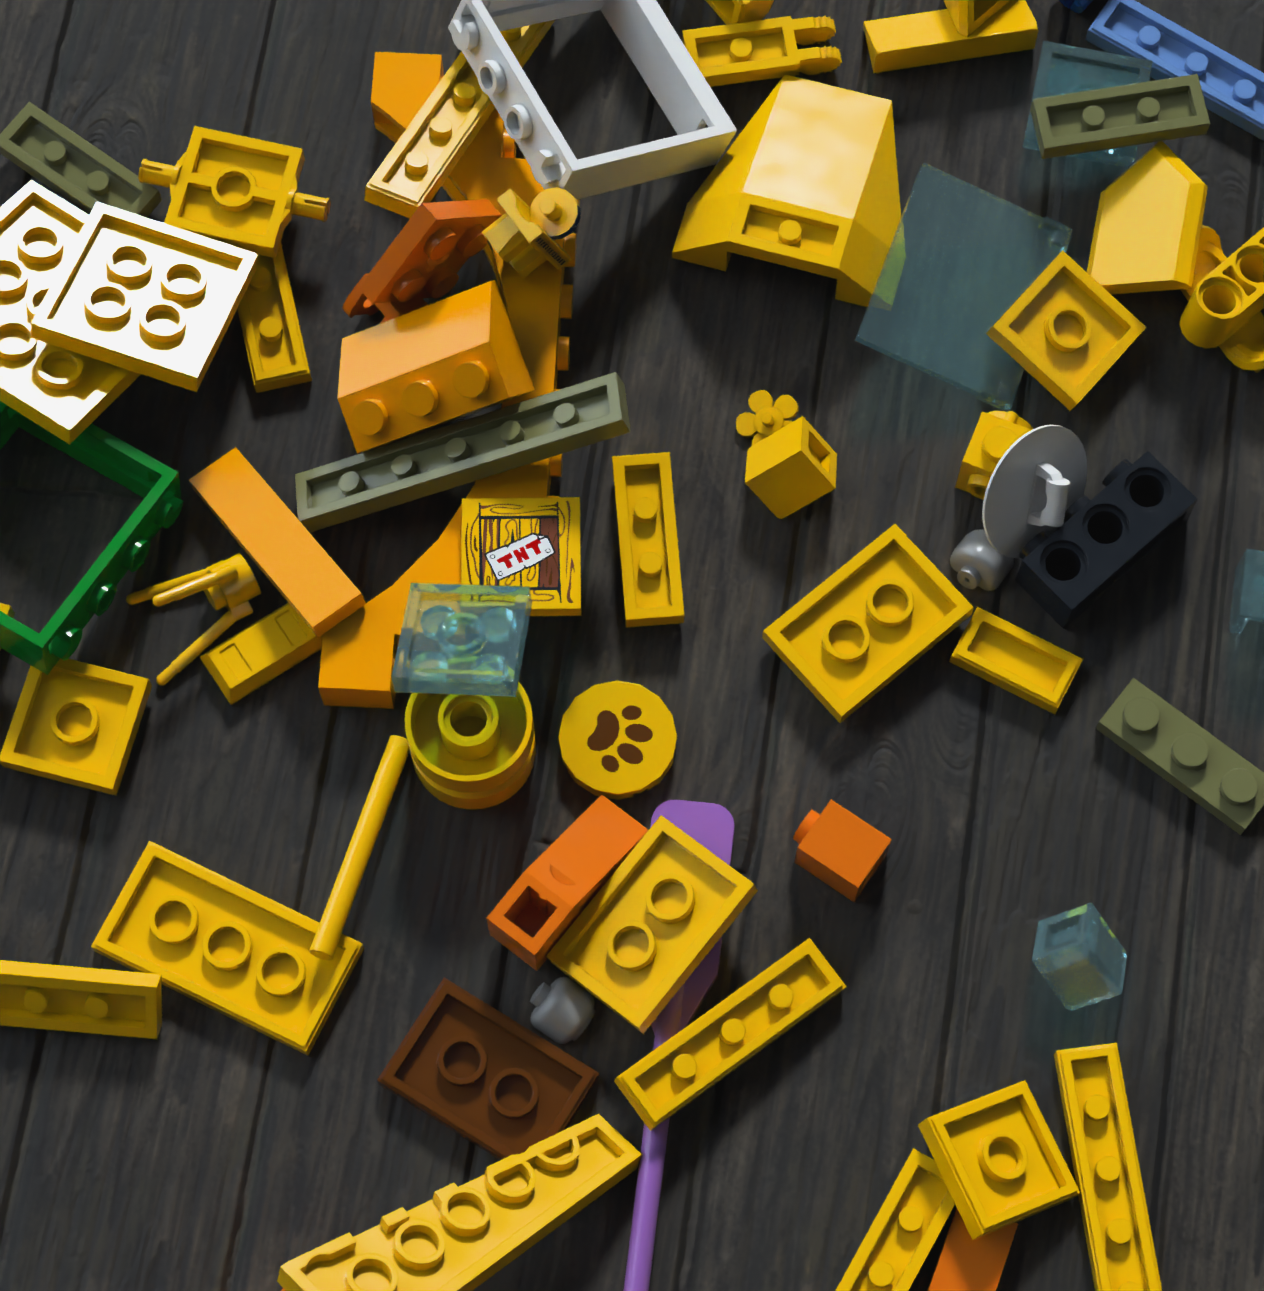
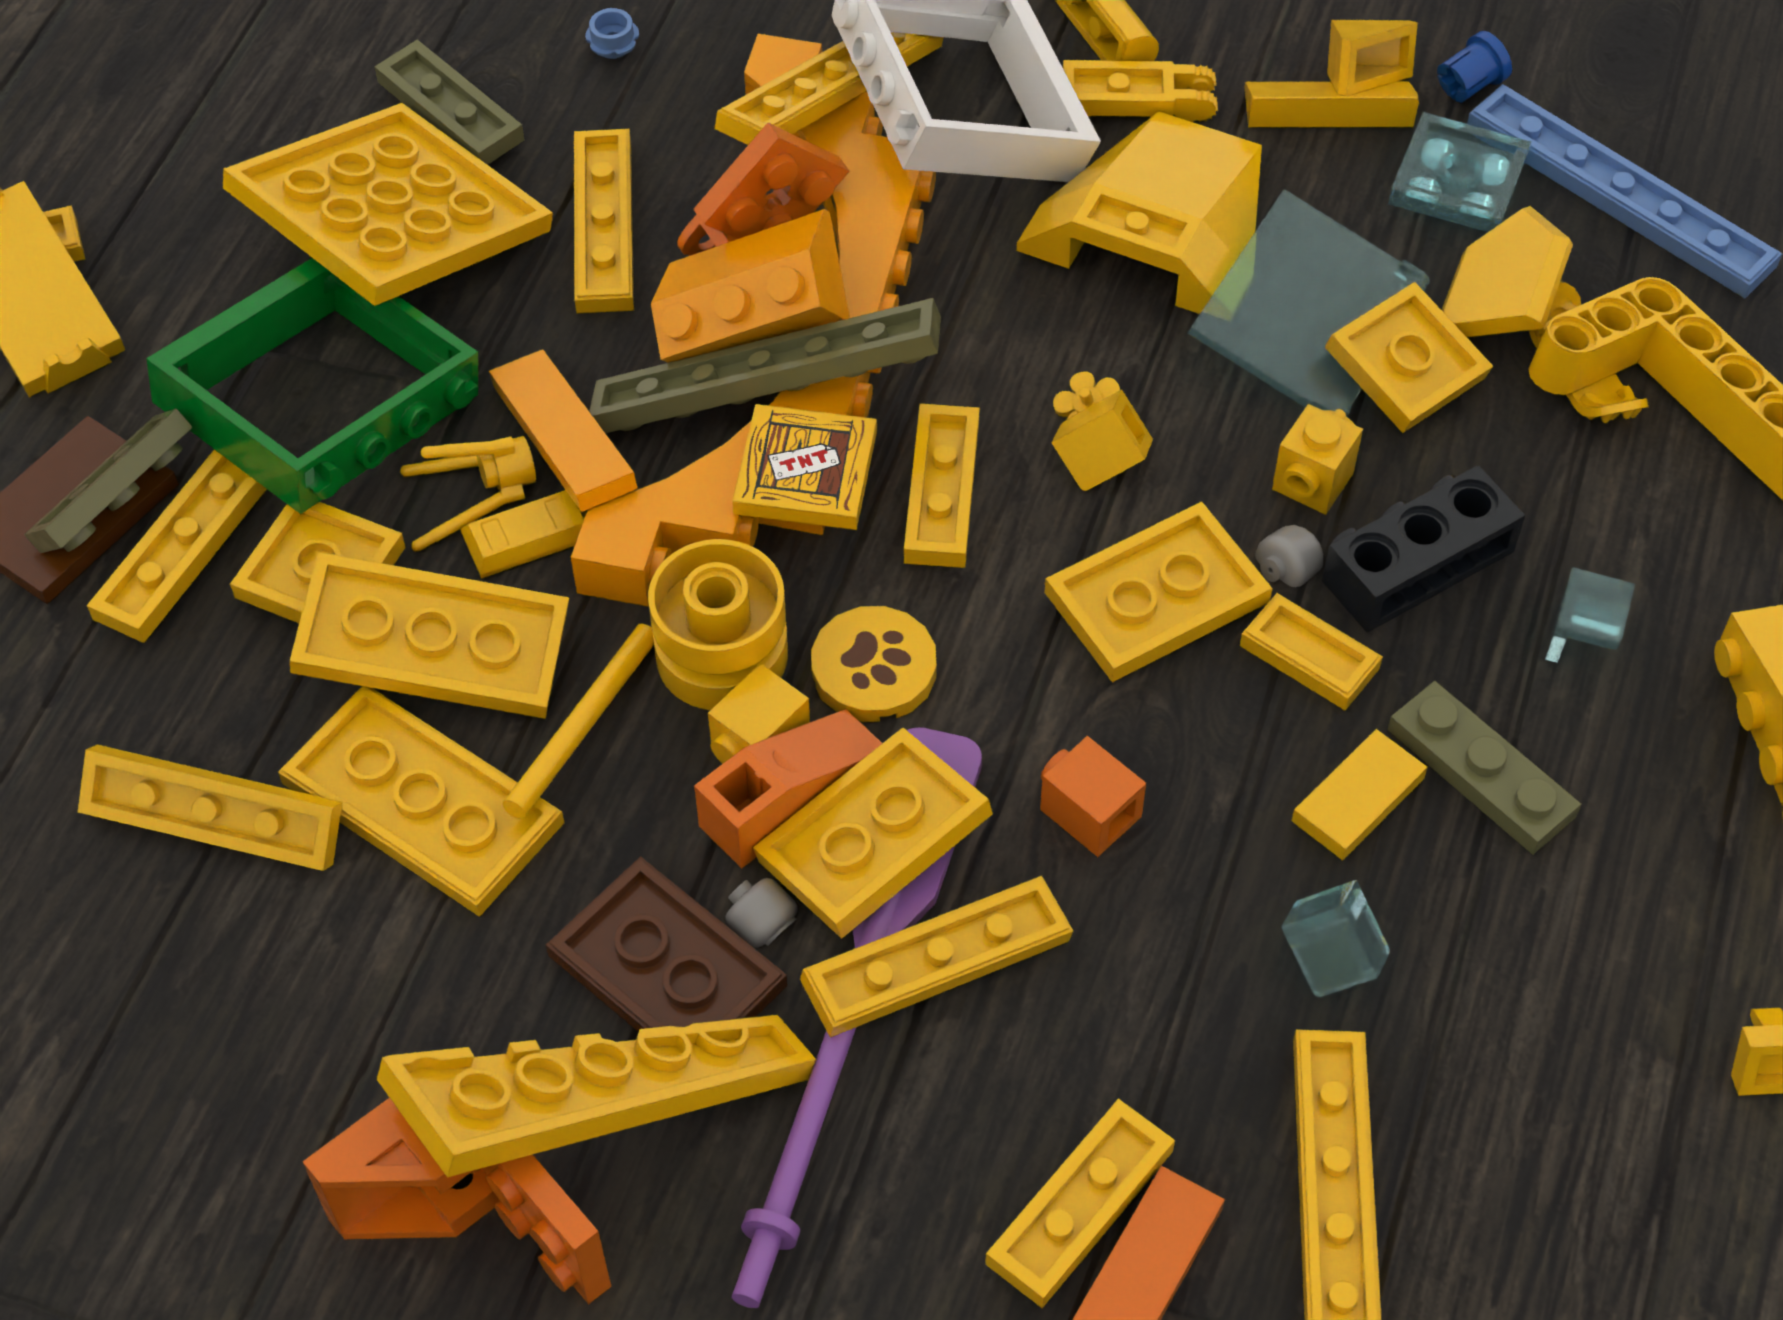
camera: 10 degrees right, 15 degrees down
(145, 296) = (482, 196): plate -> none
(202, 786) = (429, 635): none -> yellow plate
(221, 47) = (612, 33): none -> medium blue plate
(235, 189) = (594, 131): yellow plate -> none
(462, 639) = (724, 515): clear light blue plate -> none
(524, 824) = (754, 712): none -> yellow brick
(528, 233) = (872, 181): yellow hips -> none
(998, 1159) = (1213, 1126): yellow tile -> none
(1033, 487) = (1350, 476): white shield -> none
(1080, 803) = (1359, 794): none -> yellow tile
(1119, 116) = (1490, 176): olive plate -> none

